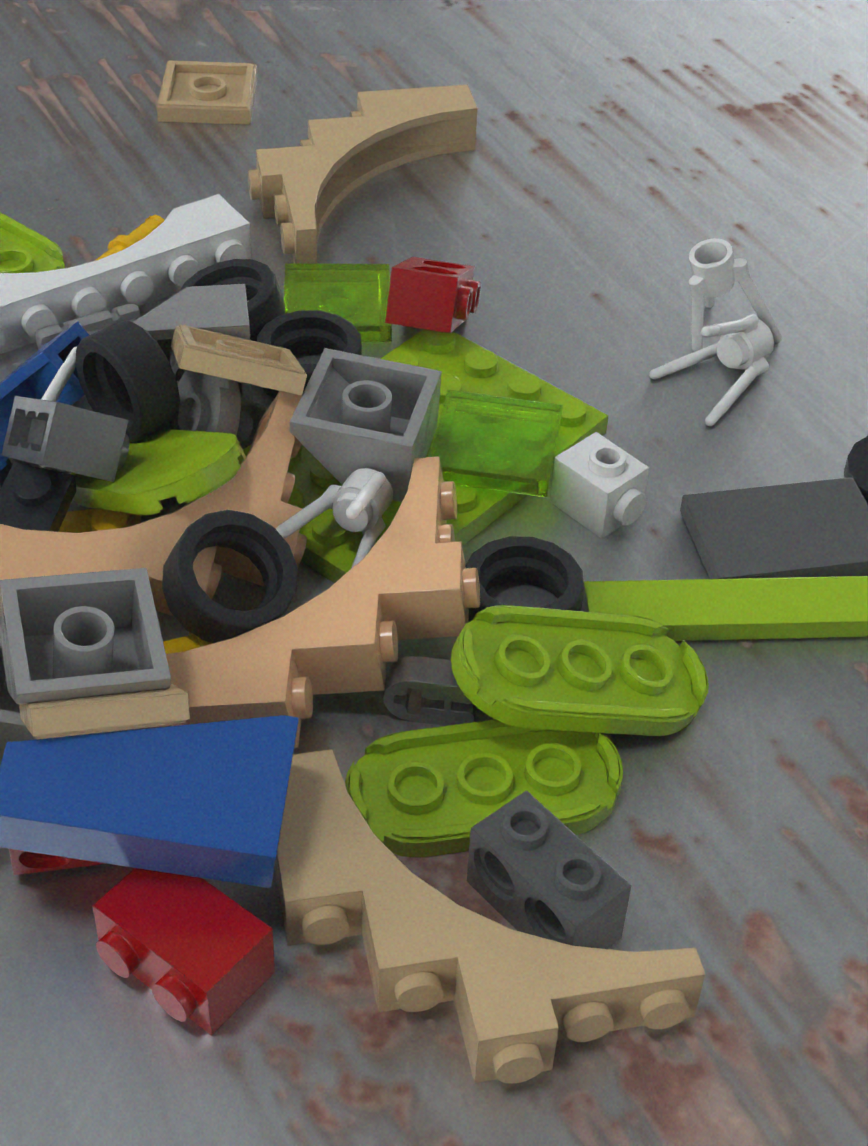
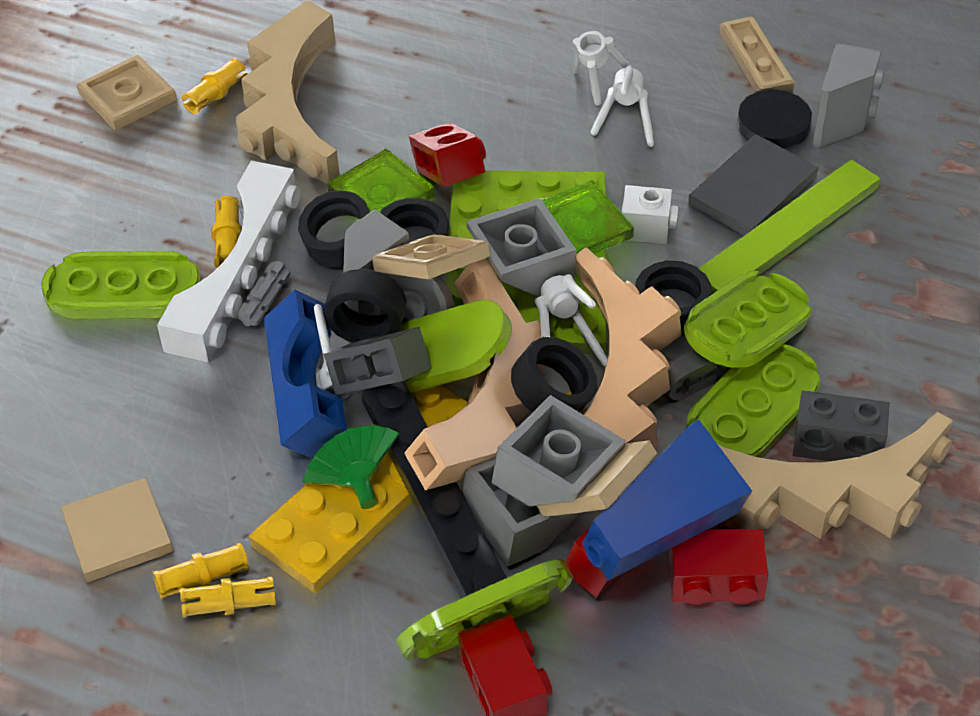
camera: 35 degrees left, 5 degrees up
(283, 124) = (214, 86): none -> yellow pin

